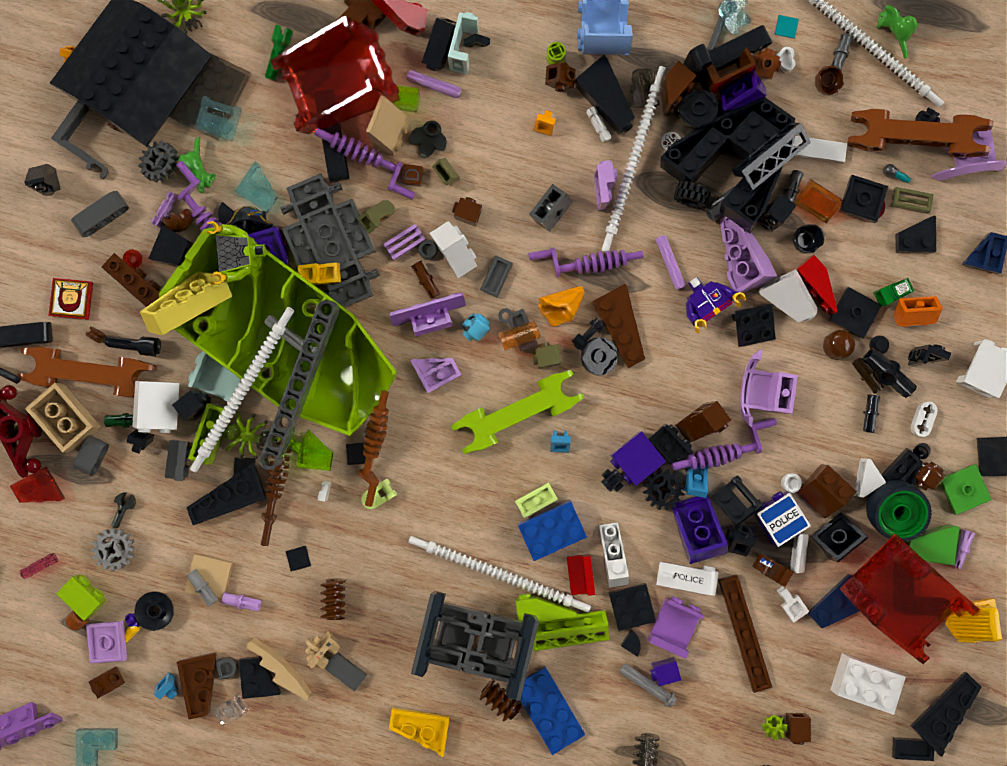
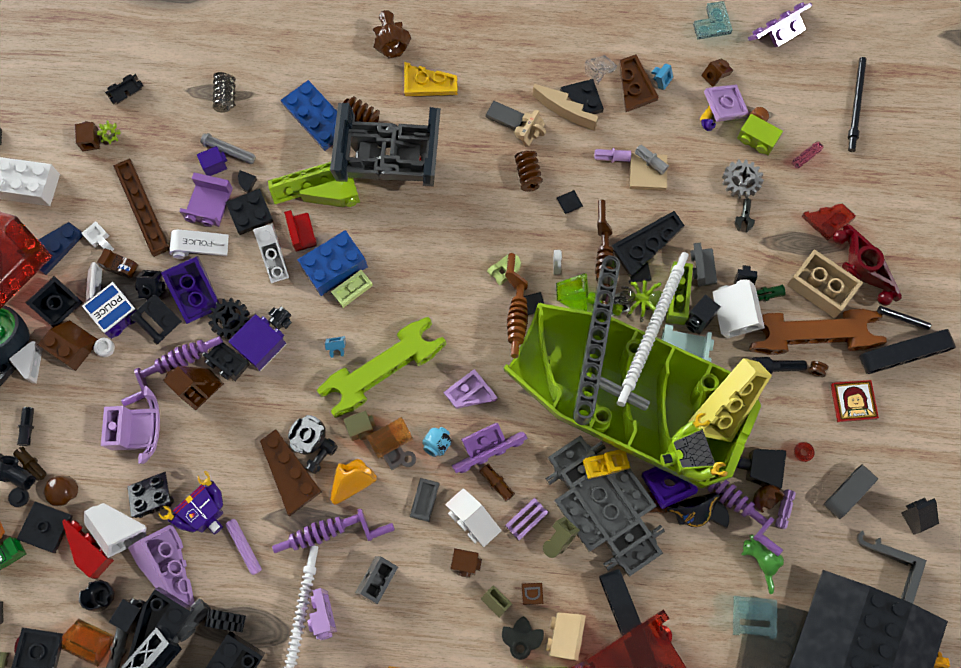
camera: 175 degrees right, 15 degrees down
(90, 455) = (788, 256): dark grey beam -> none
(132, 280) = (791, 424): reddish brown bracket -> none
(148, 617) = (693, 128): black dish -> none
(157, 160) = (808, 559): dark grey gear -> none
(226, 667) = (613, 101): dark grey tile -> none
(257, 188) = (694, 549): clear light blue wing -> none
(369, 156) = (589, 603): medium lavender piece -> none
(428, 250) = (501, 515): dark grey tile -> none
(567, 600) = (445, 230): white hose -> none
(696, 482) = (196, 327): dark azure slope -> none

